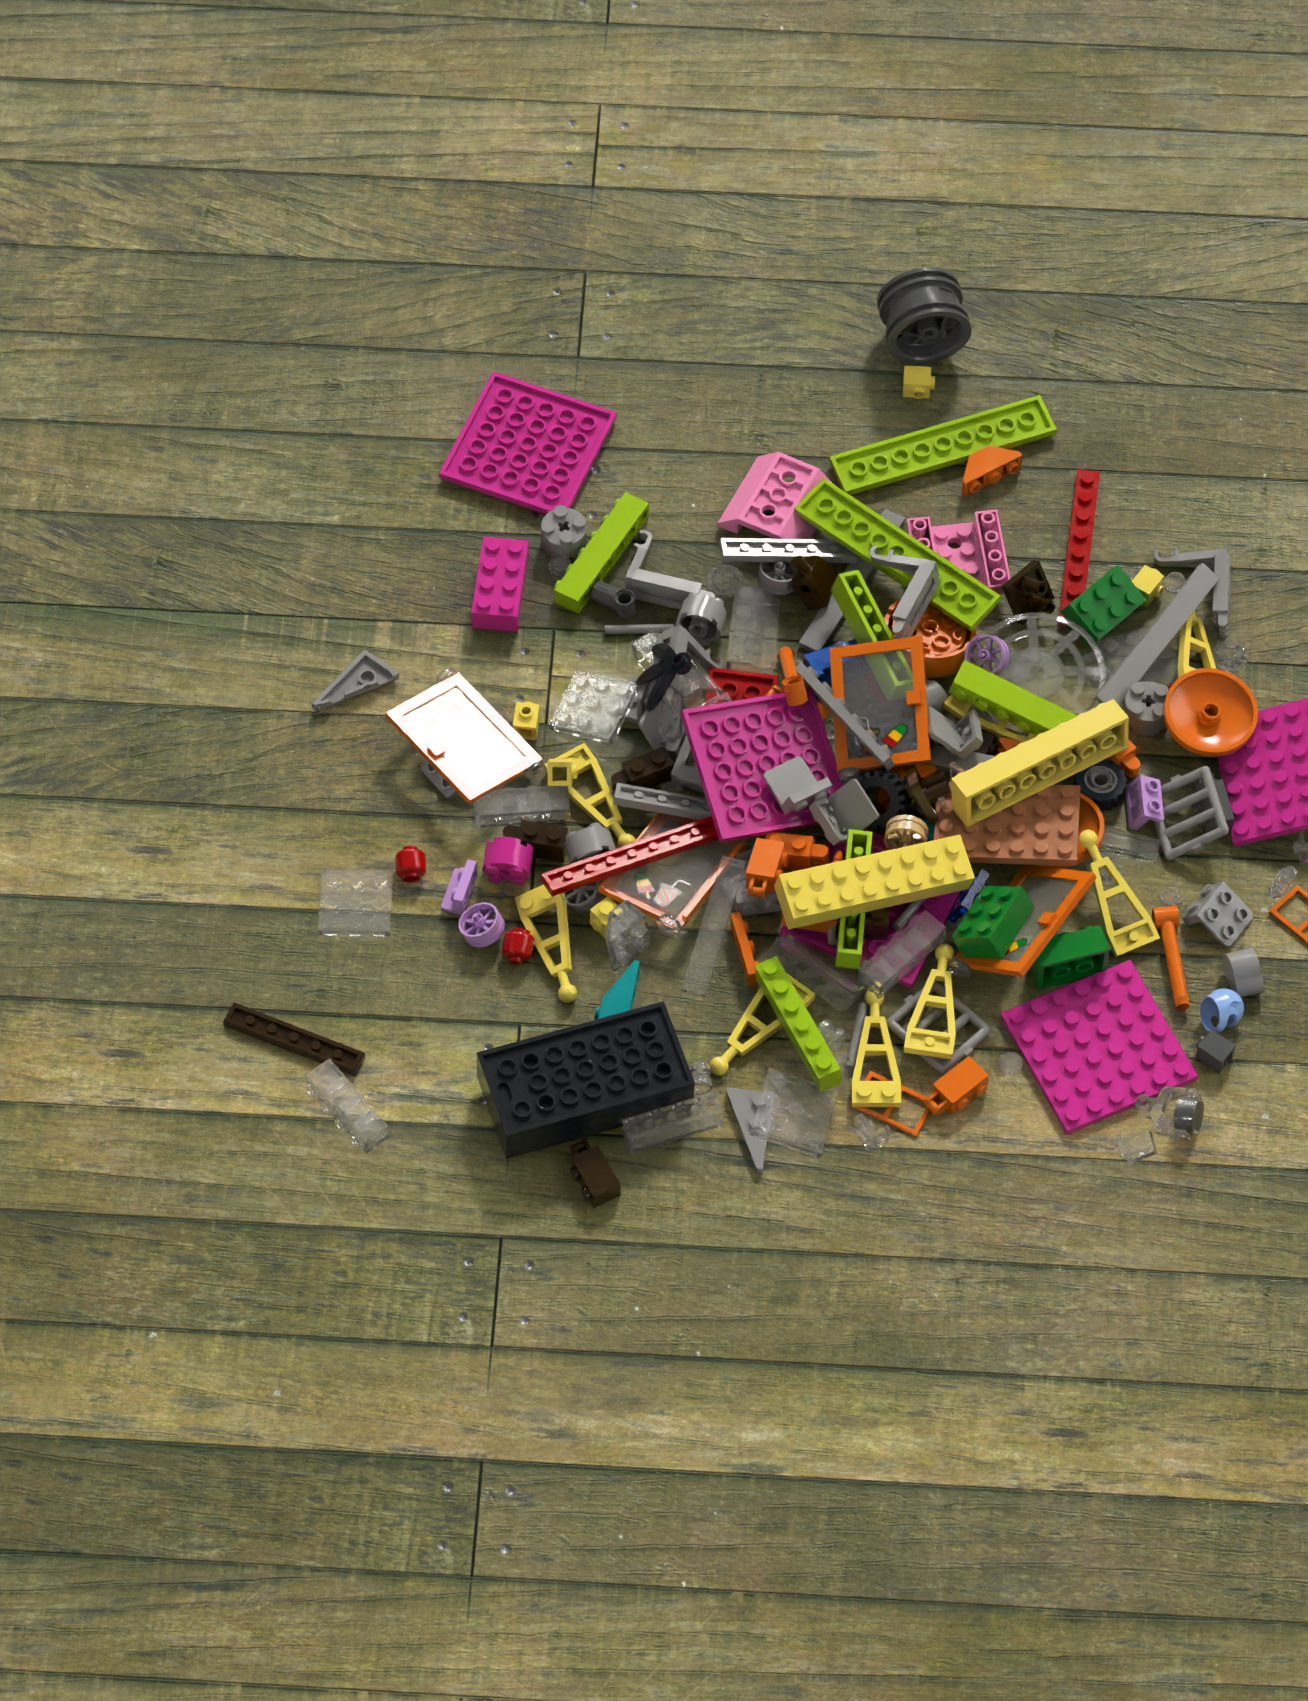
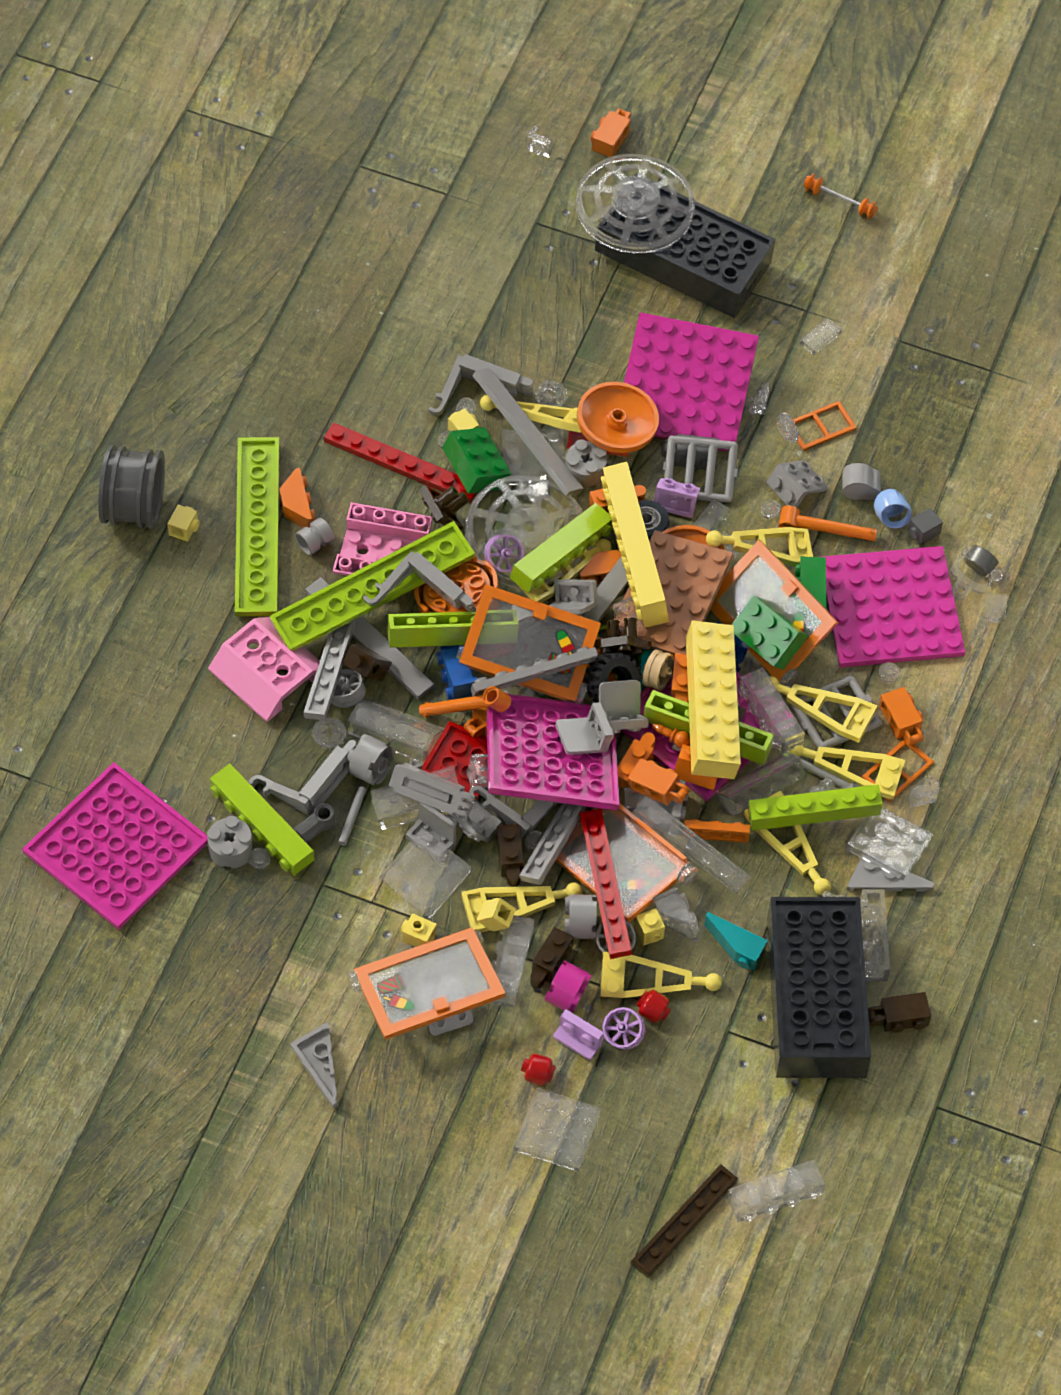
camera: 75 degrees left, 0 degrees up
(500, 584) = (263, 910): dark pink brick -> none
(672, 665) = (439, 794): black plant -> none
(945, 494) = (317, 534): none -> light grey wheel

